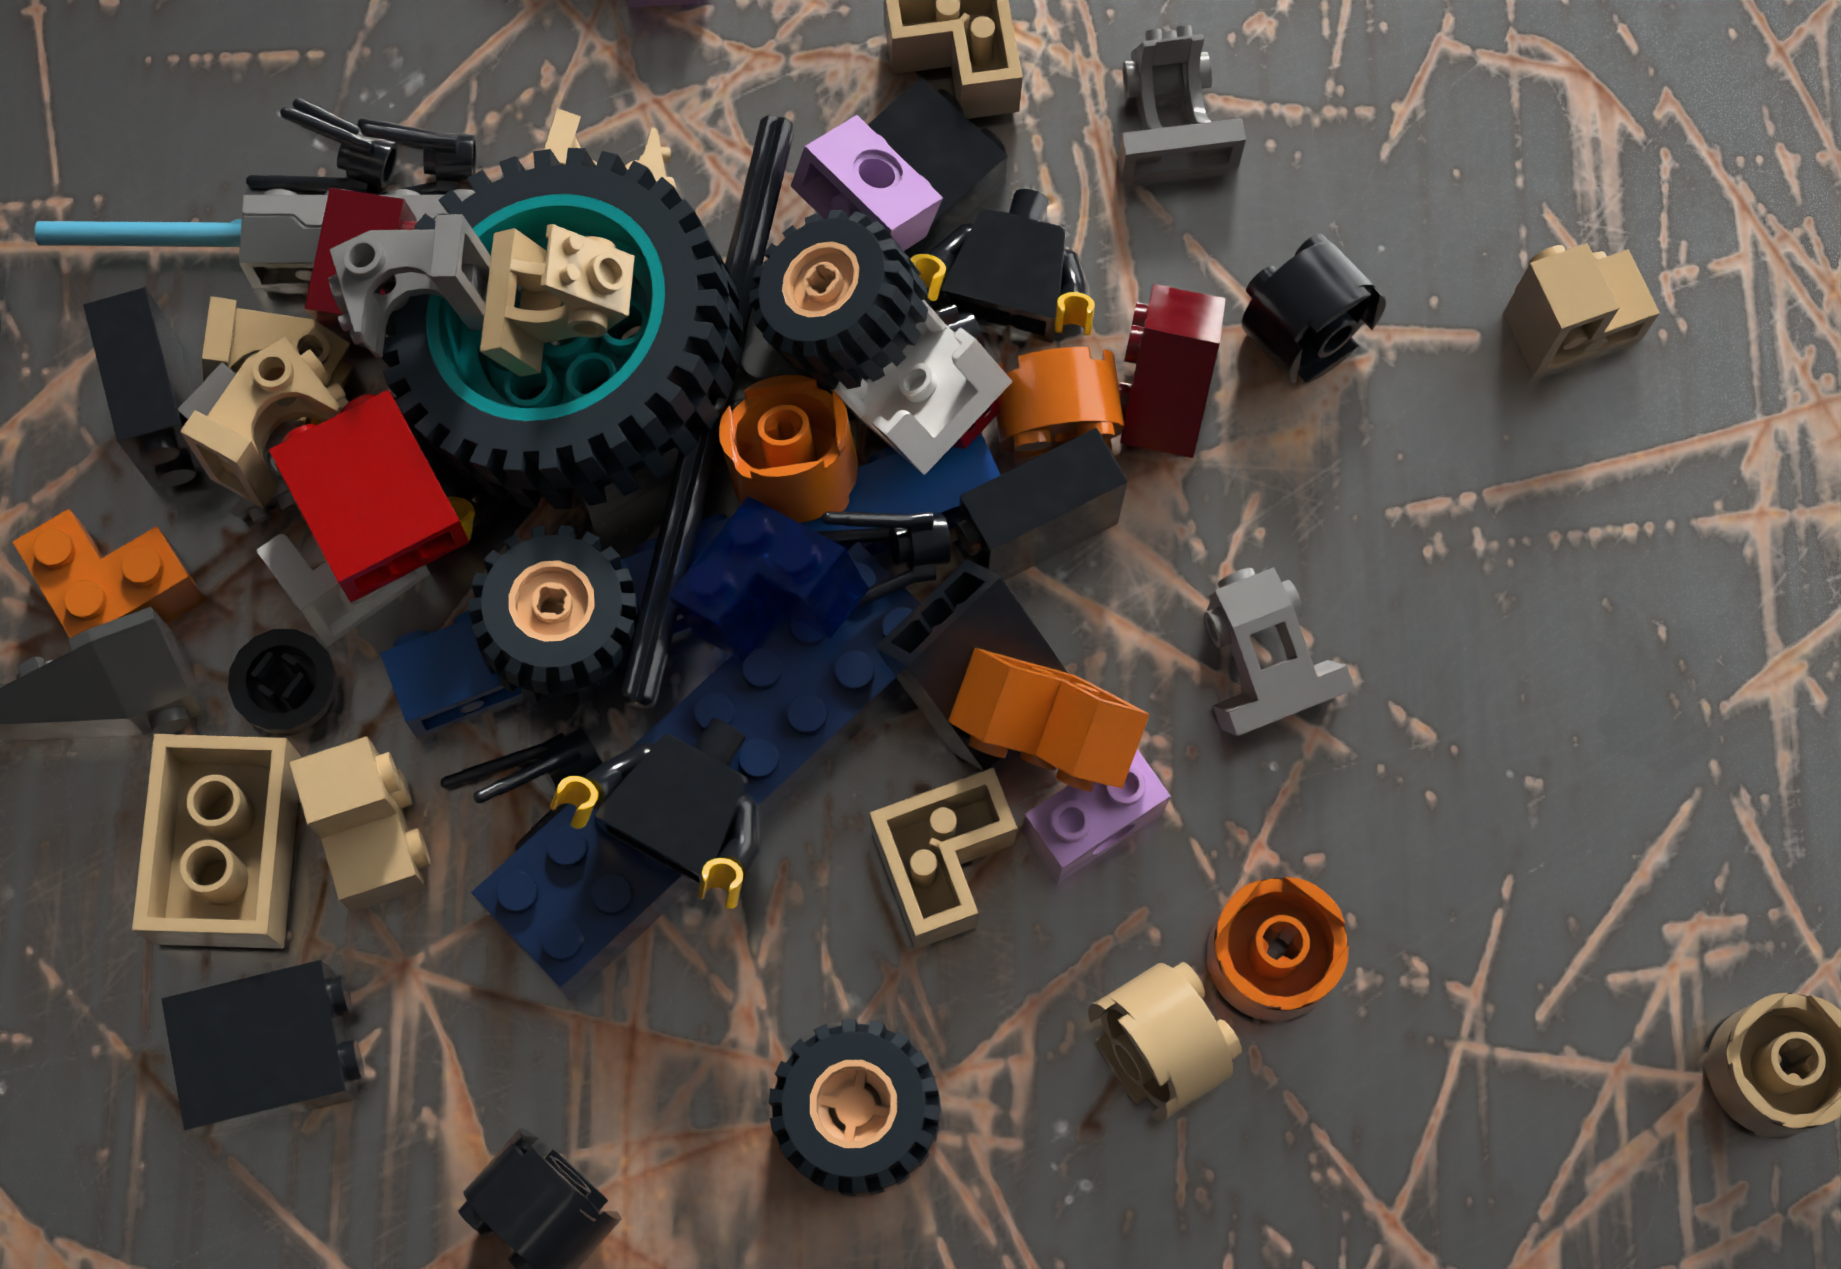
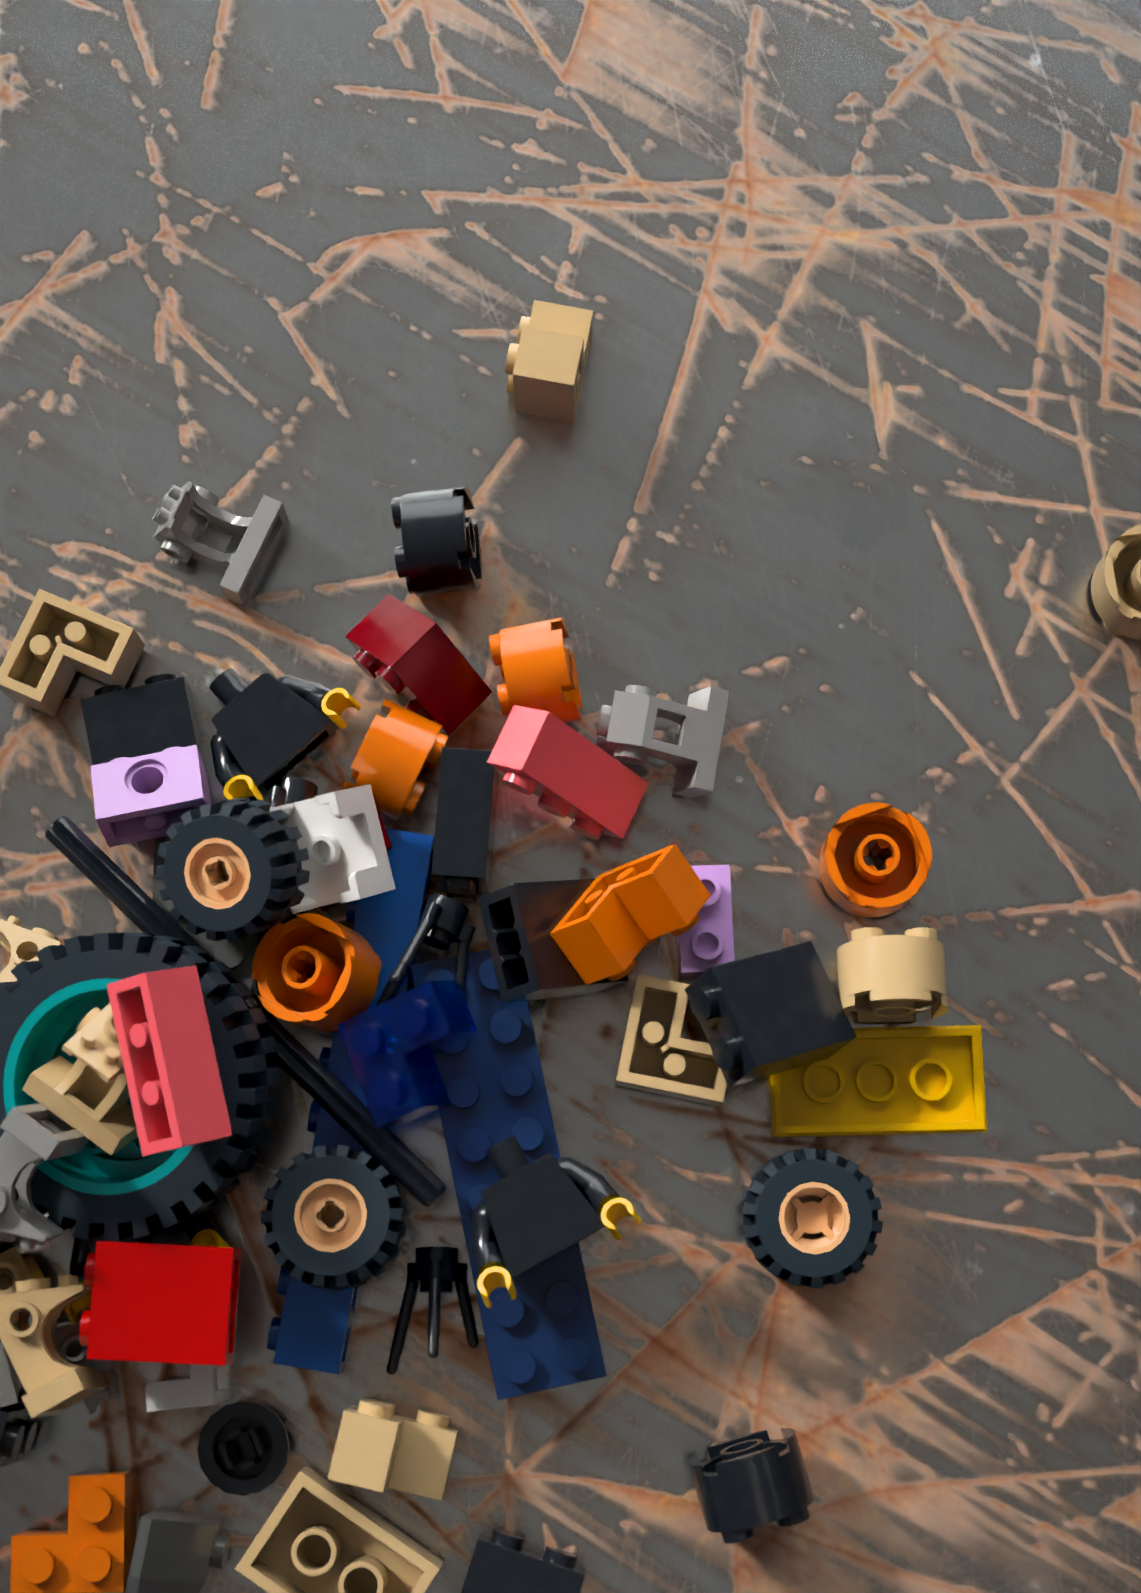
camera: 55 degrees left, 5 degrees up
(601, 333) = (169, 1059): none -> coral brick
(1039, 927) = (769, 1013): none -> black brick
(1046, 1099) = (886, 1085): none -> yellow tile
(1154, 572) = (567, 773): none -> coral brick
(1240, 488) = (537, 669): none -> orange brick

